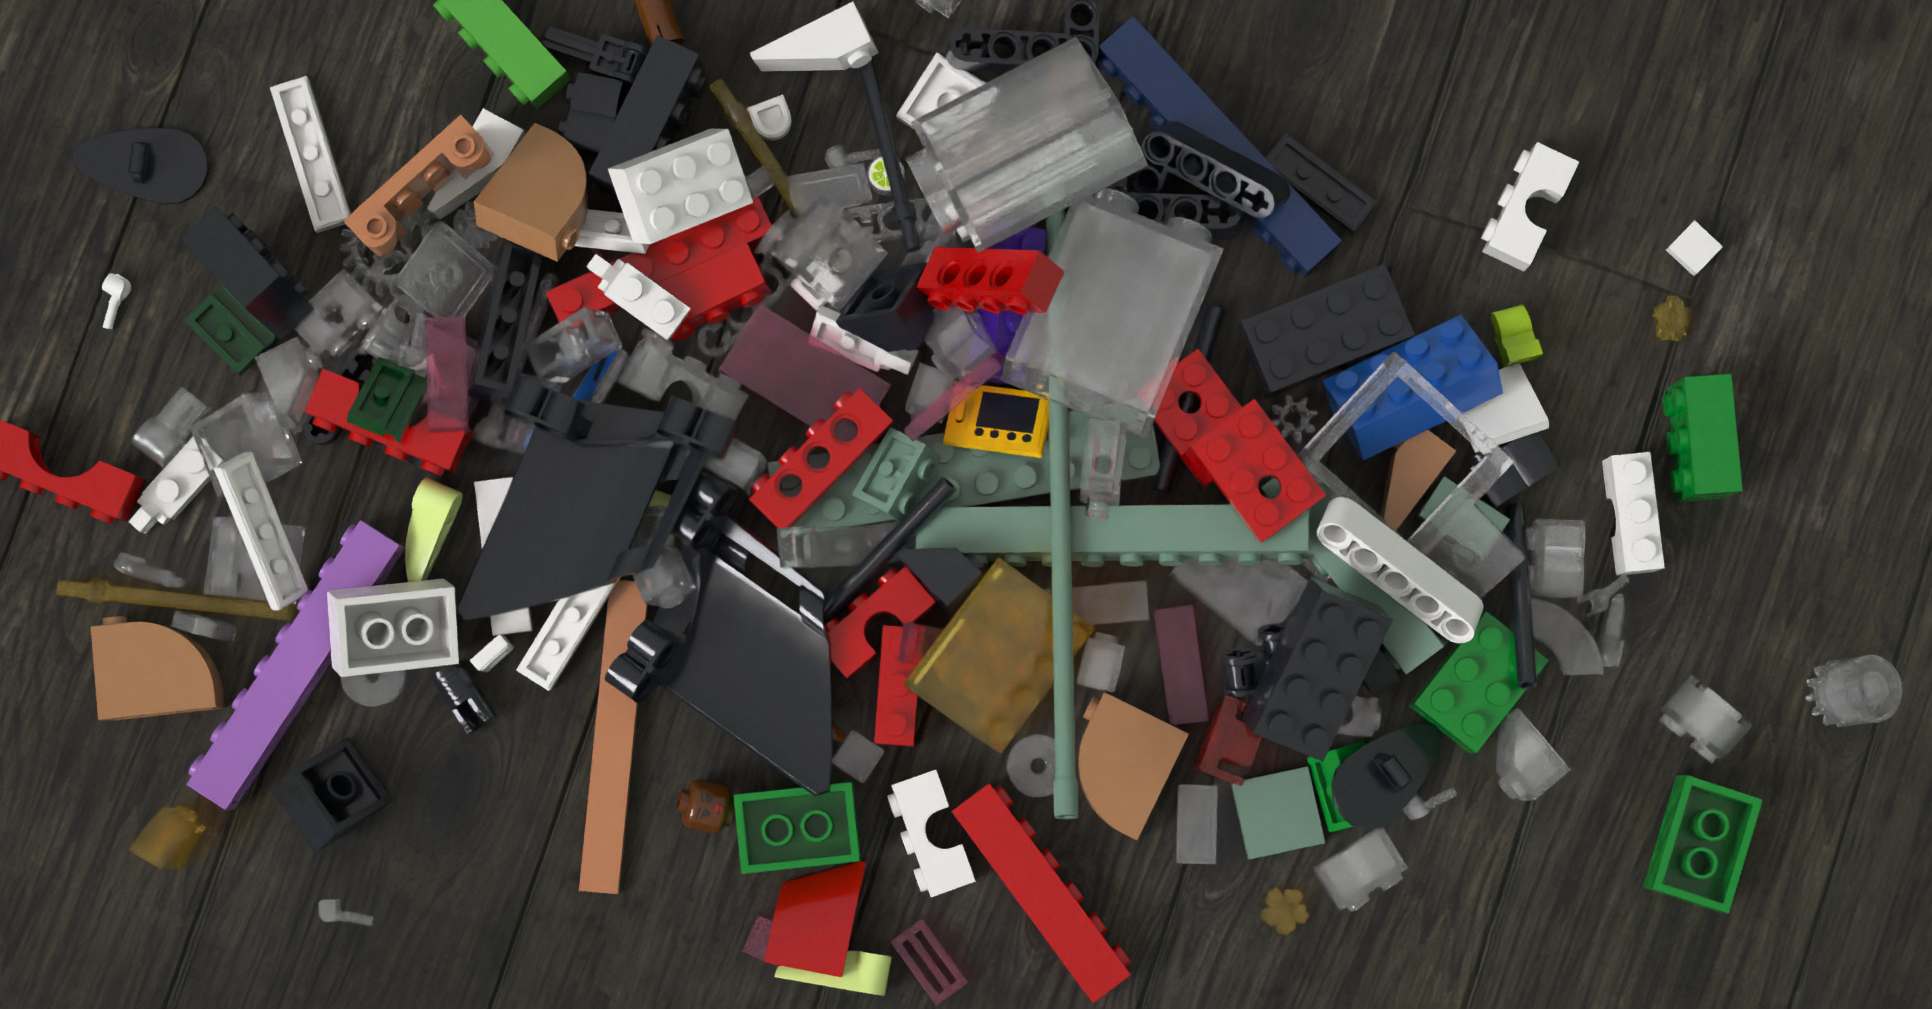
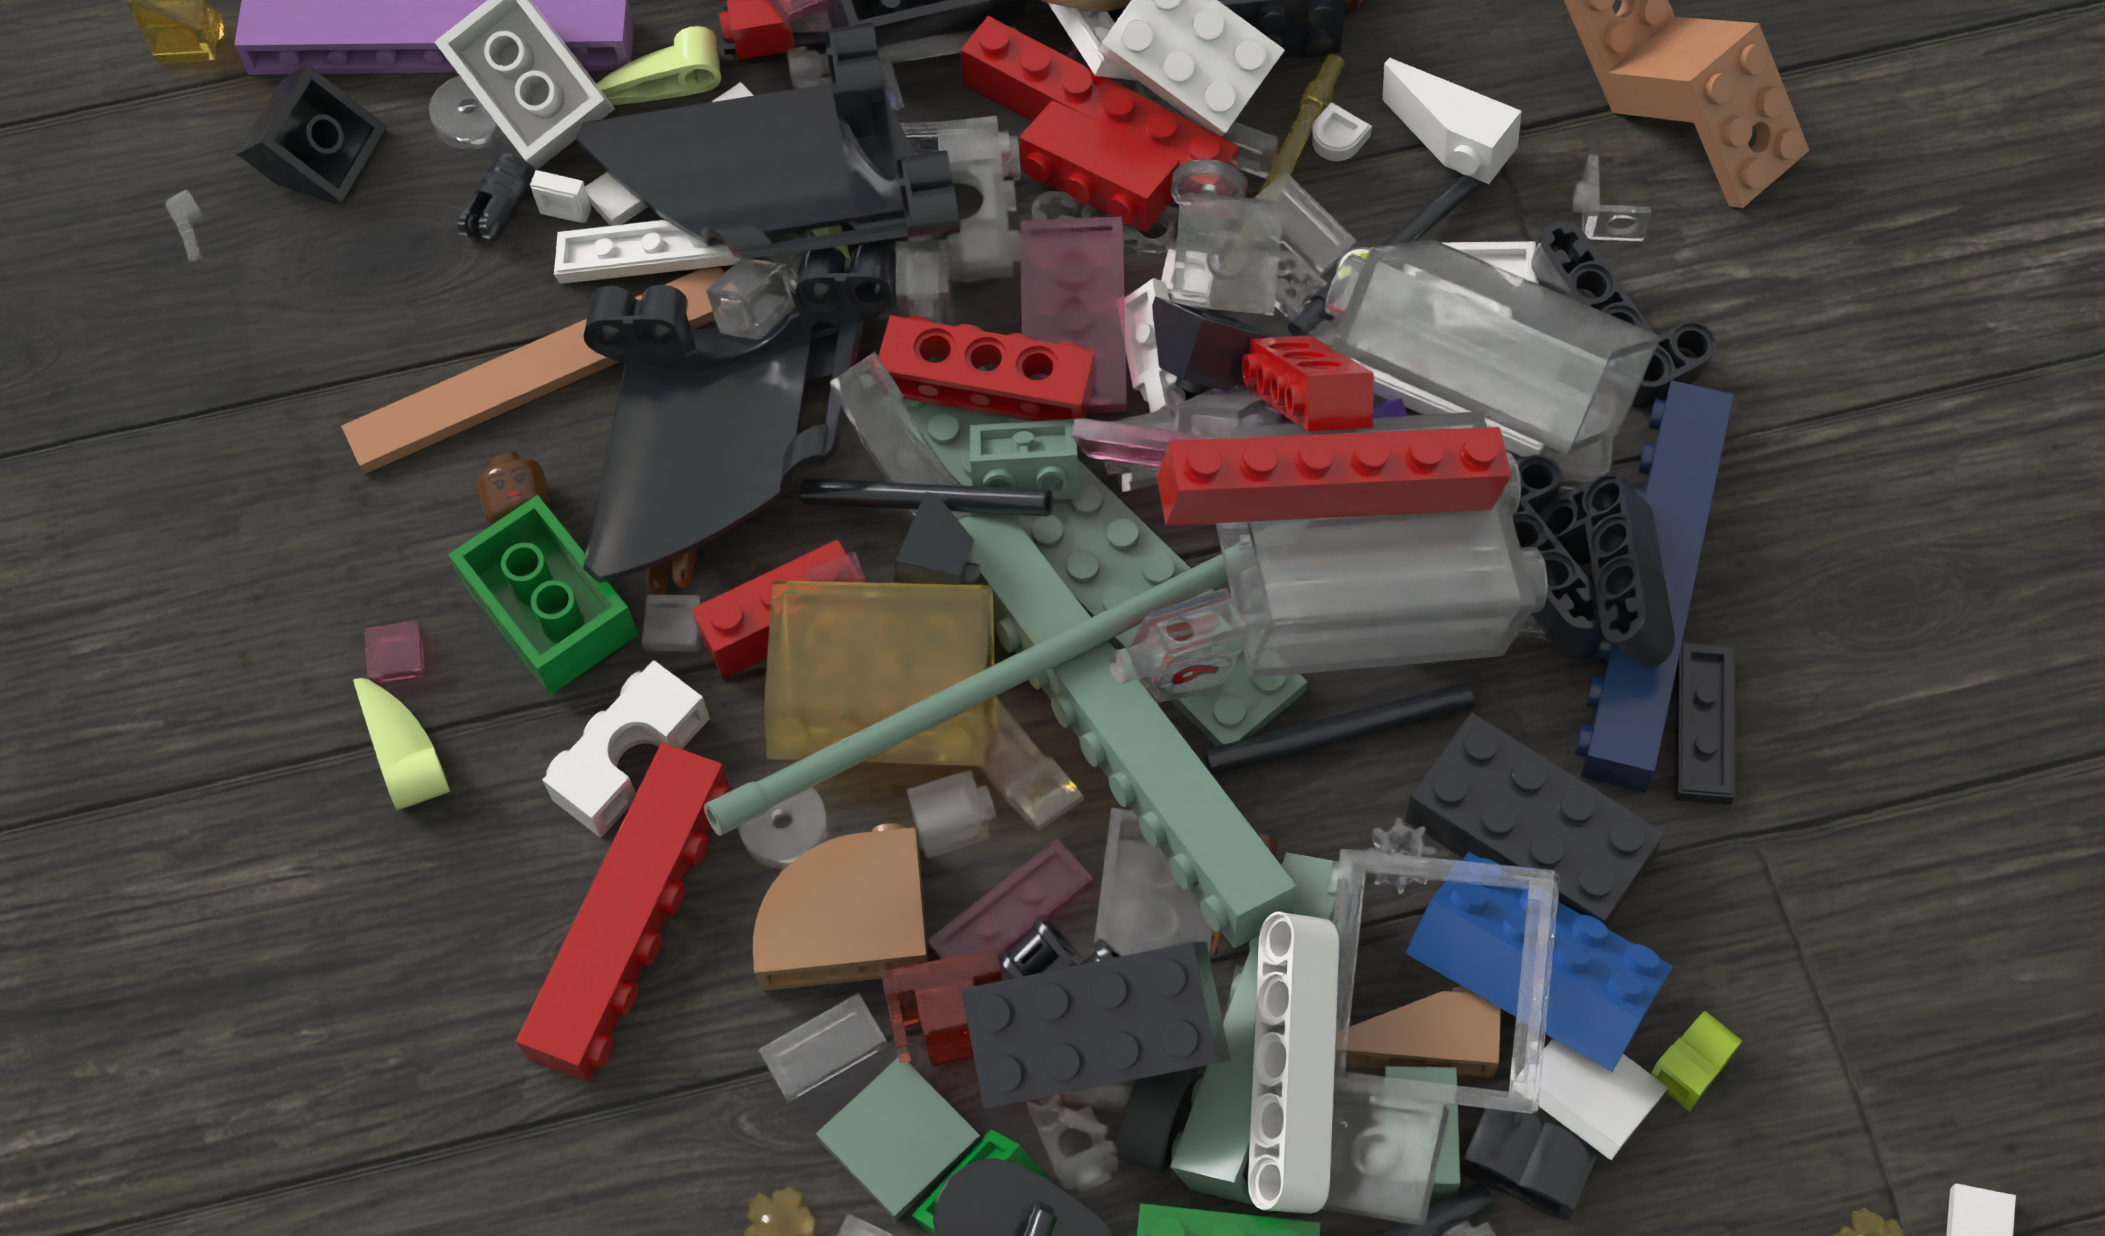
camera: 60 degrees right, 20 degrees down
(573, 345) = (948, 74): clear brick -> none
(640, 296) = (1043, 91): white hinge -> none
(816, 920) = (444, 679): red slope -> none
(837, 156) = (1346, 212): clear hand -> none
(898, 596) = (805, 523): red arch -> none
(948, 988) = (449, 882): clear pink tile -> none
(1000, 422) = (1153, 547): yellow container -> none
(1084, 318) = (1332, 475): none -> red brick
(1235, 449) = (1307, 775): red bracket -> none
(1513, 235) = (1916, 963): white arch -> none

